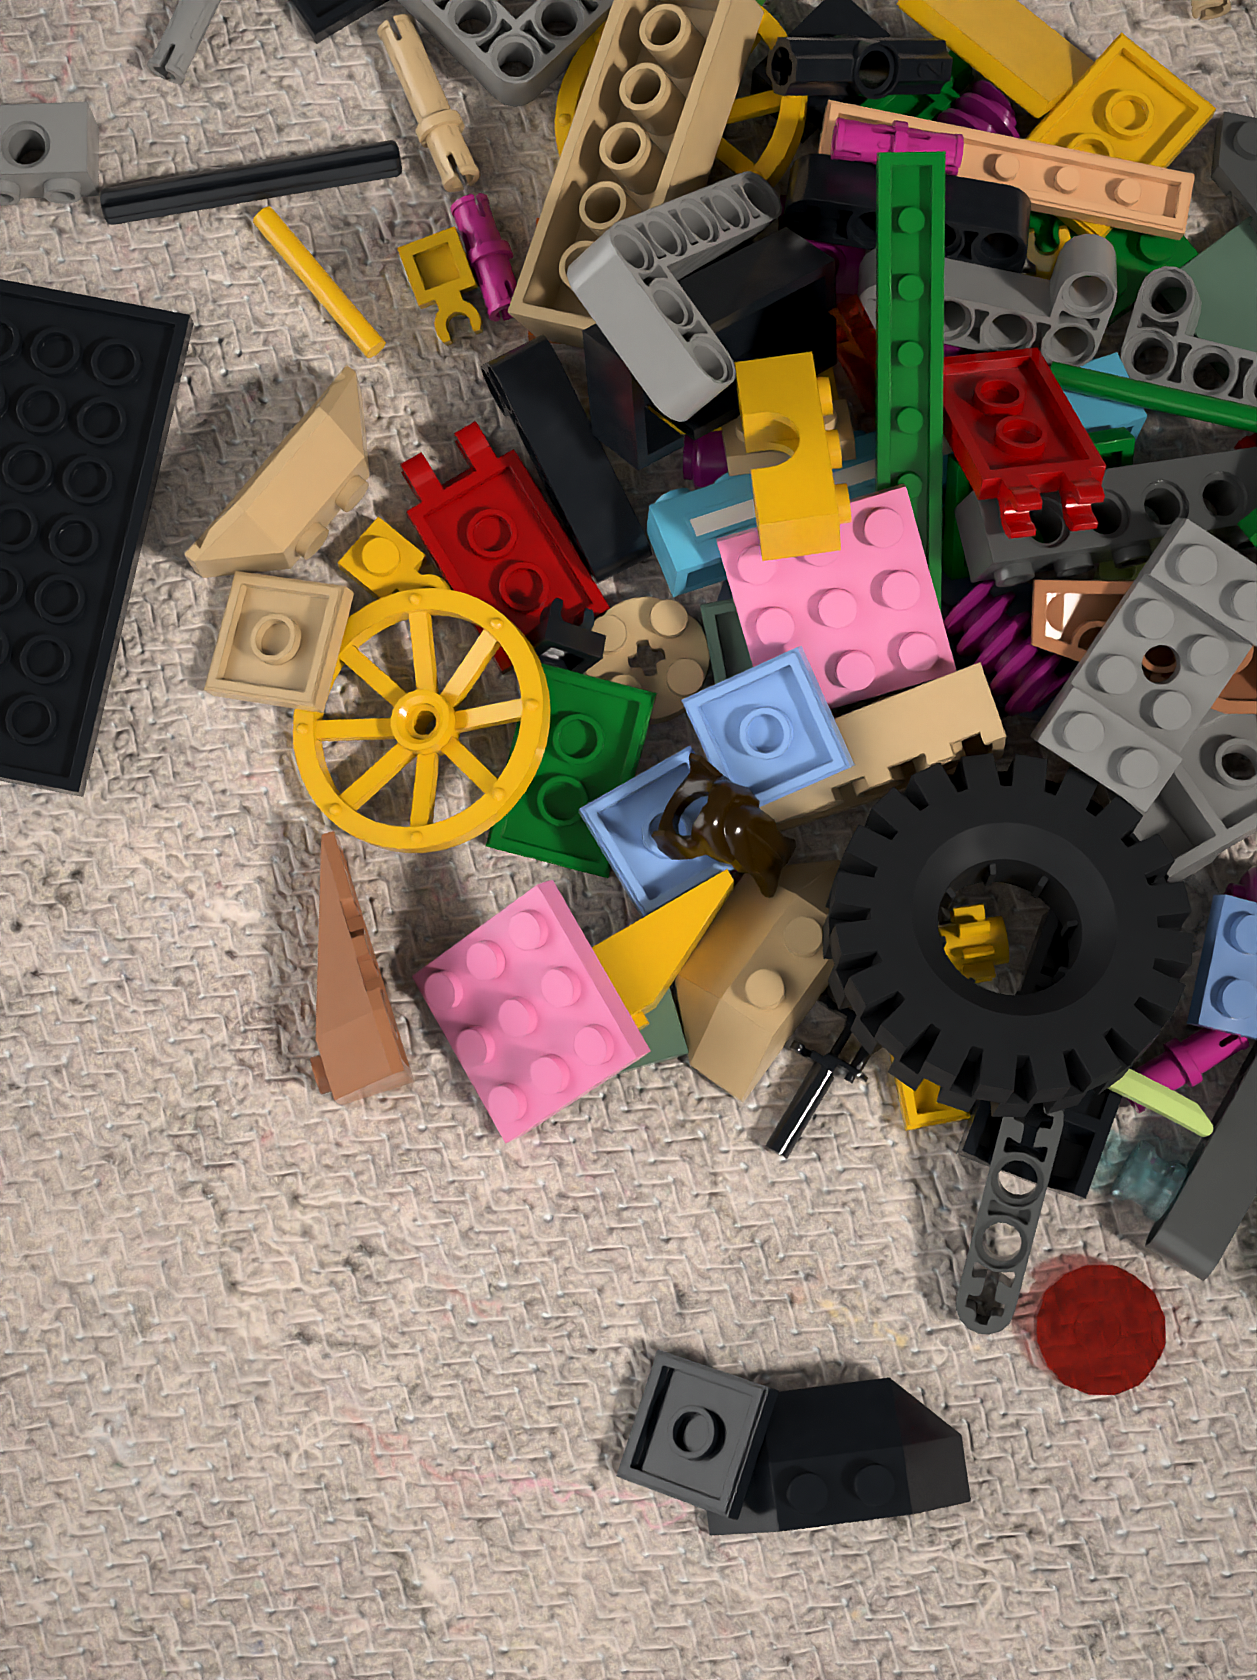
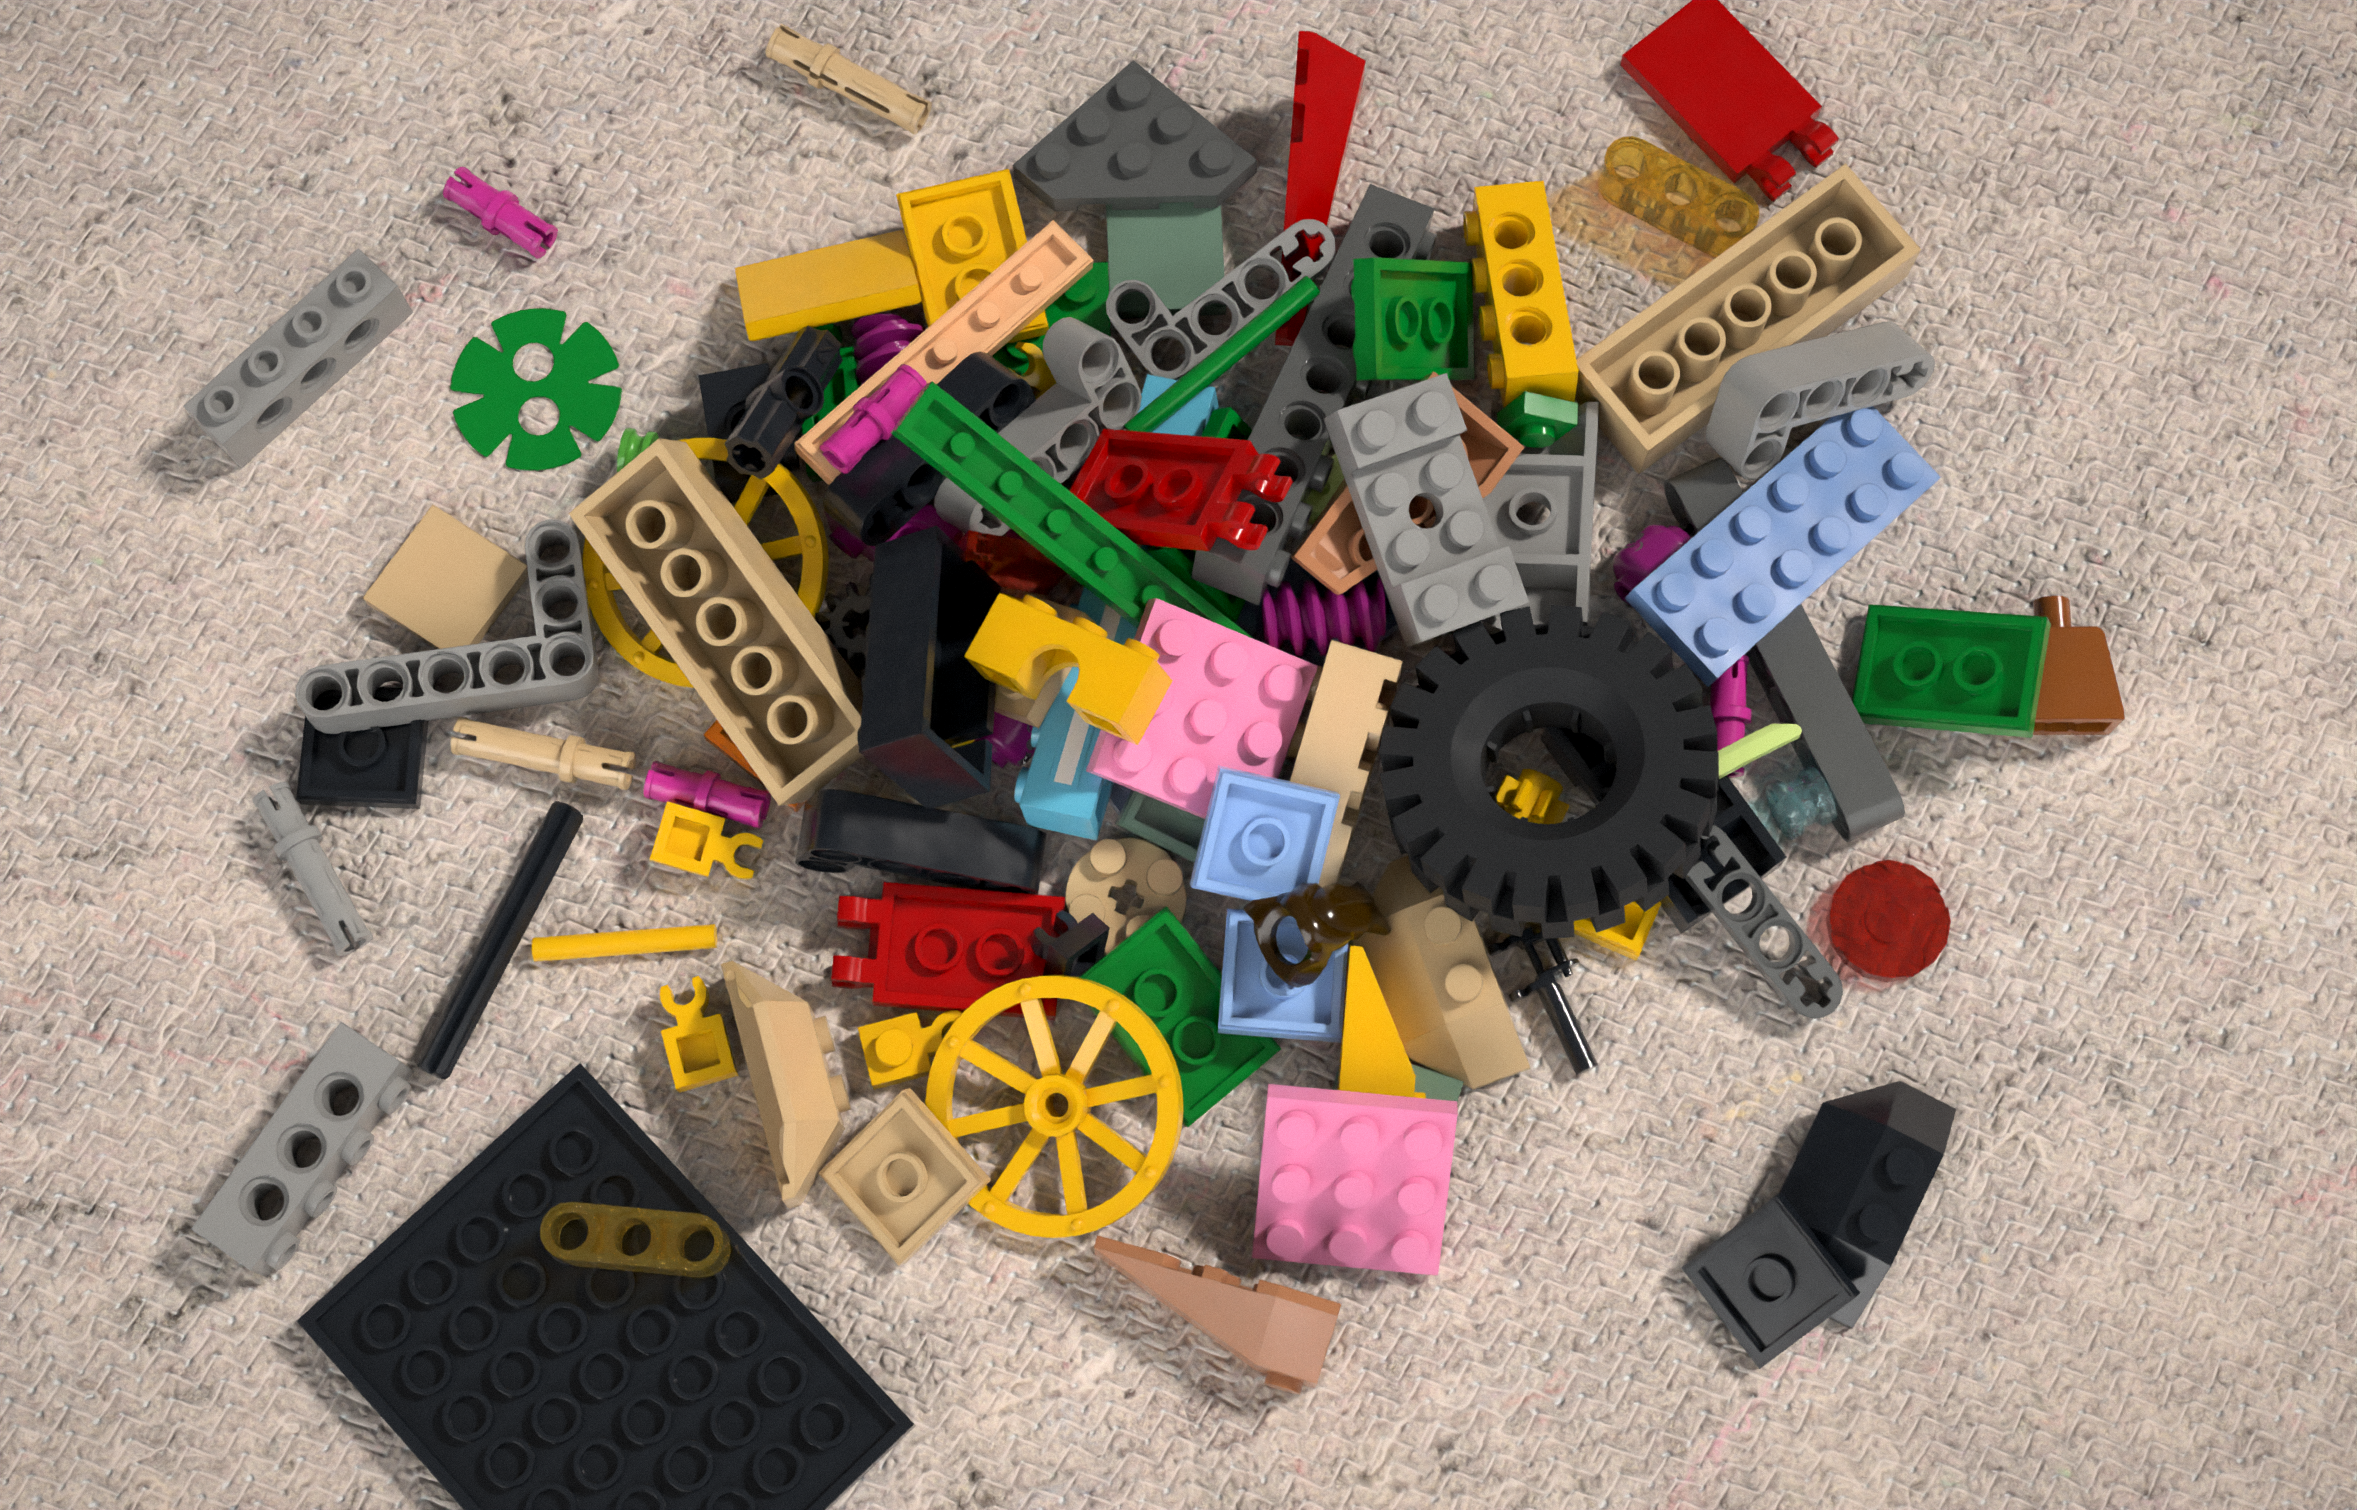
camera: 55 degrees left, 5 degrees down
(50, 438) = (608, 1226): none -> clear yellow beam
(272, 399) = (699, 1045): none -> yellow plate
(634, 293) = (884, 687): light grey beam -> none

